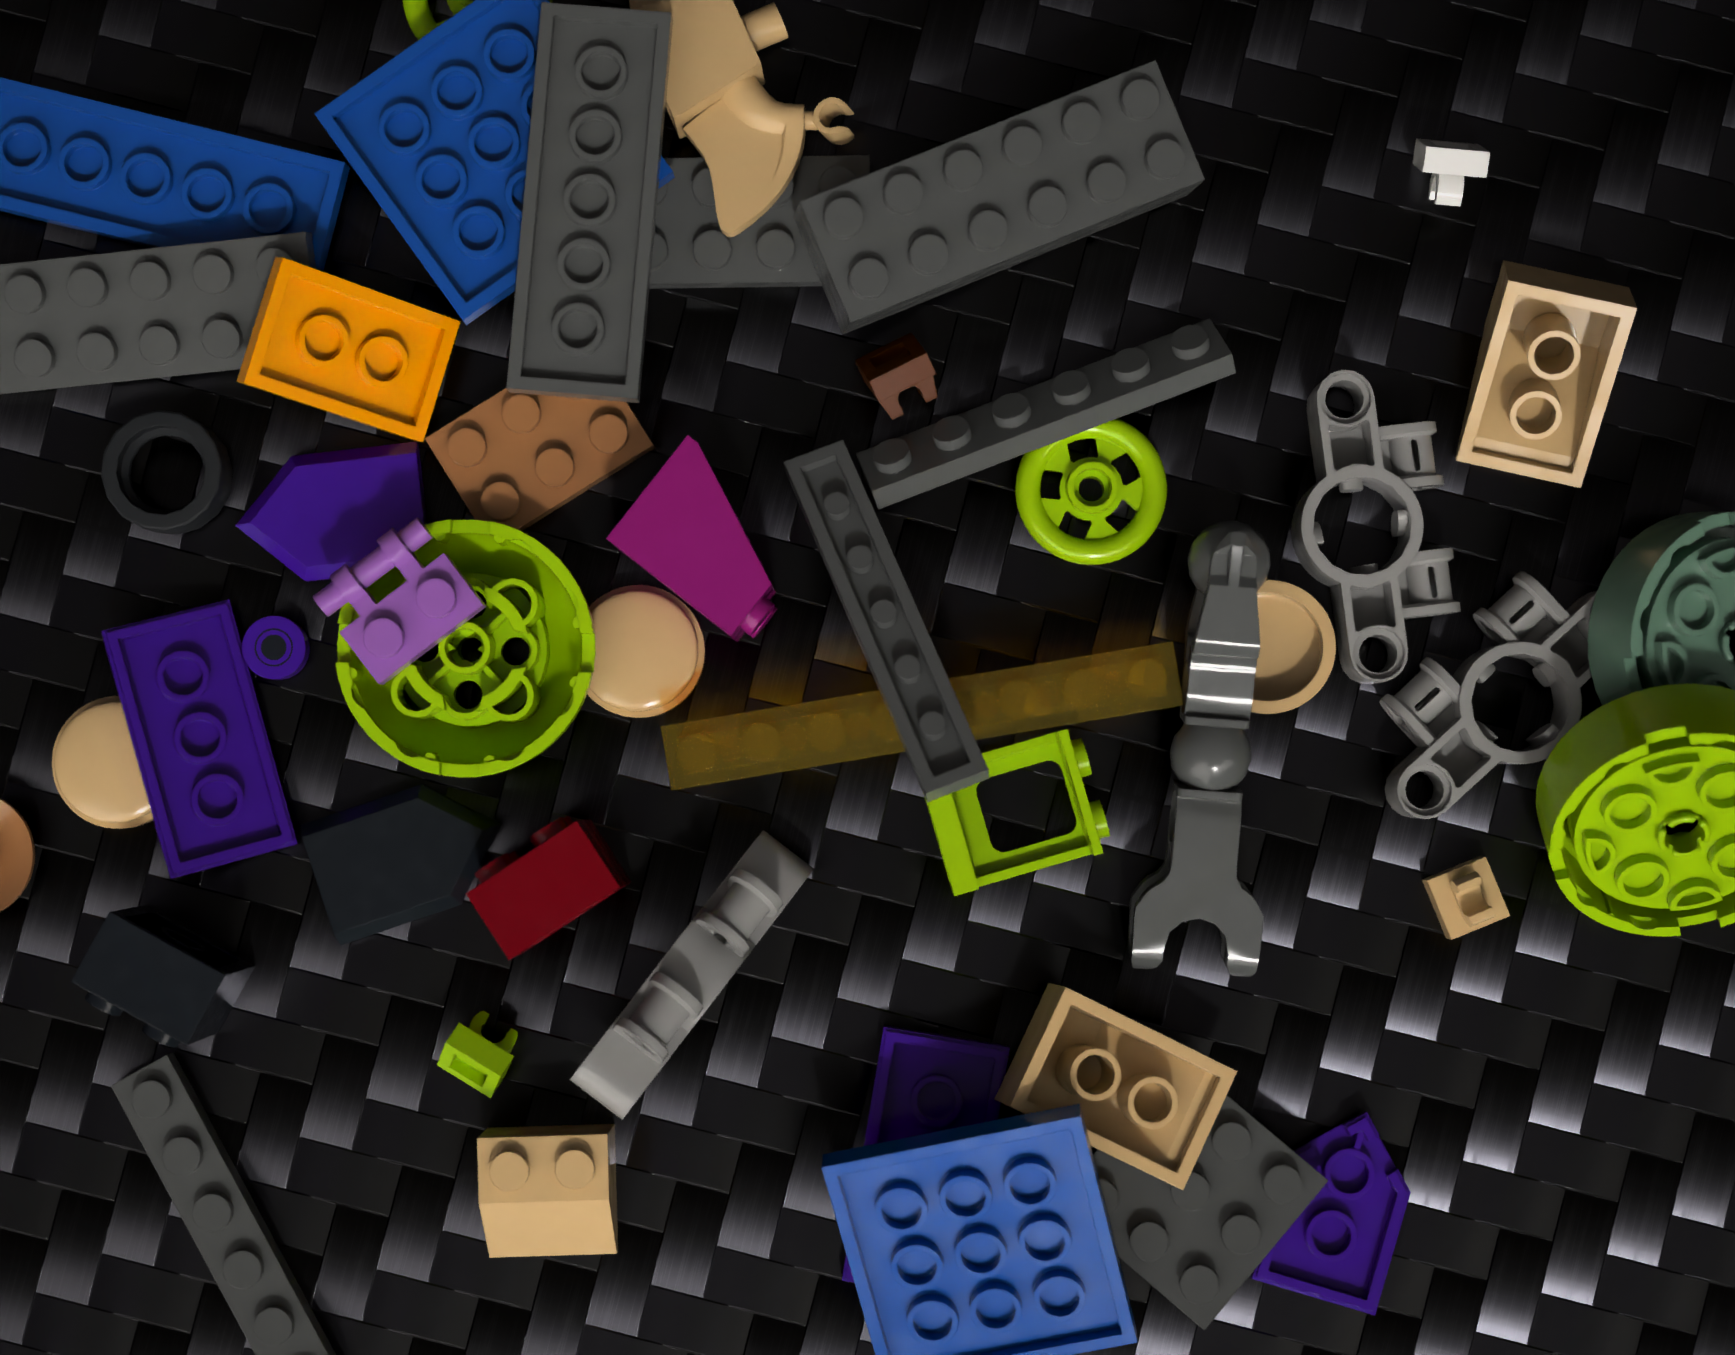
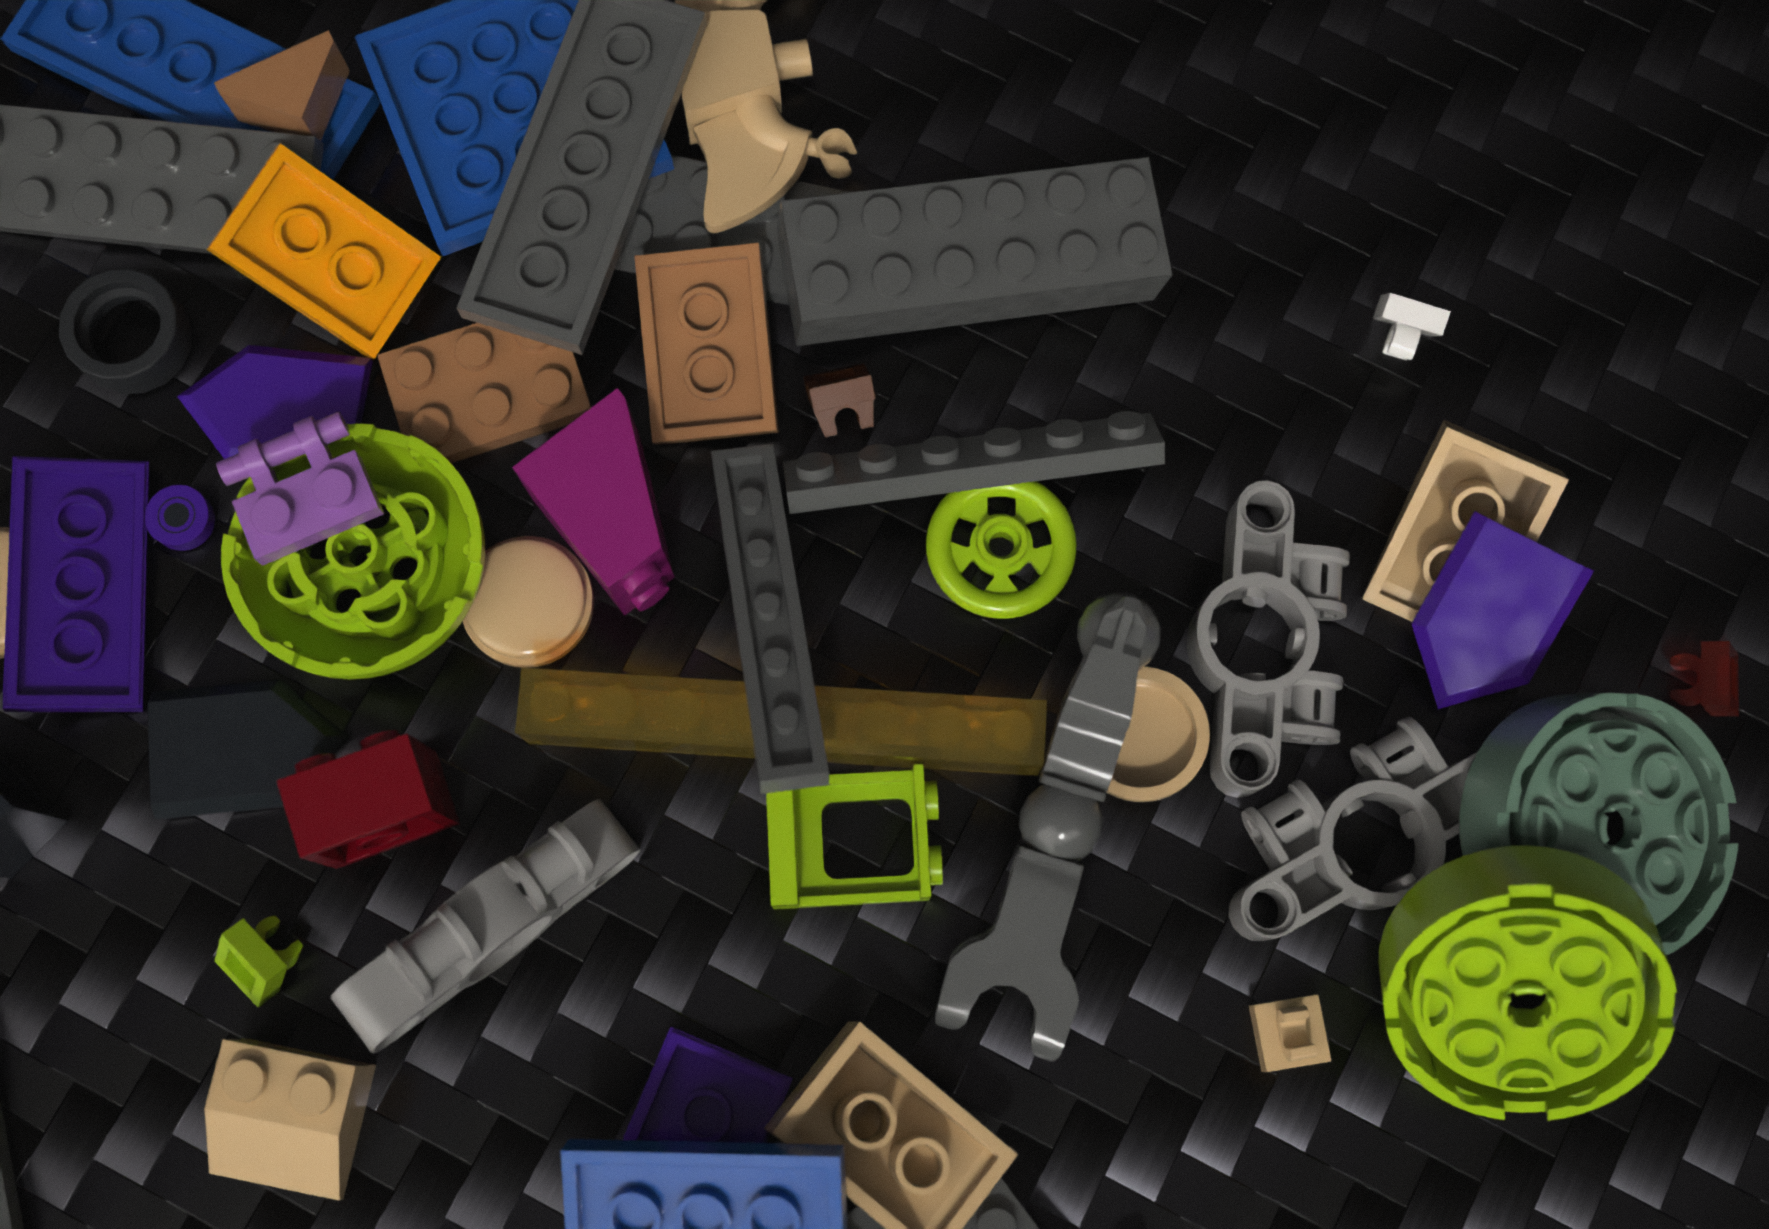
camera: 10 degrees right, 10 degrees down
(266, 188) = (290, 89): none -> medium nougat slope
(753, 354) = (706, 343): none -> medium nougat plate
(1586, 449) = (1493, 611): none -> dark purple tile

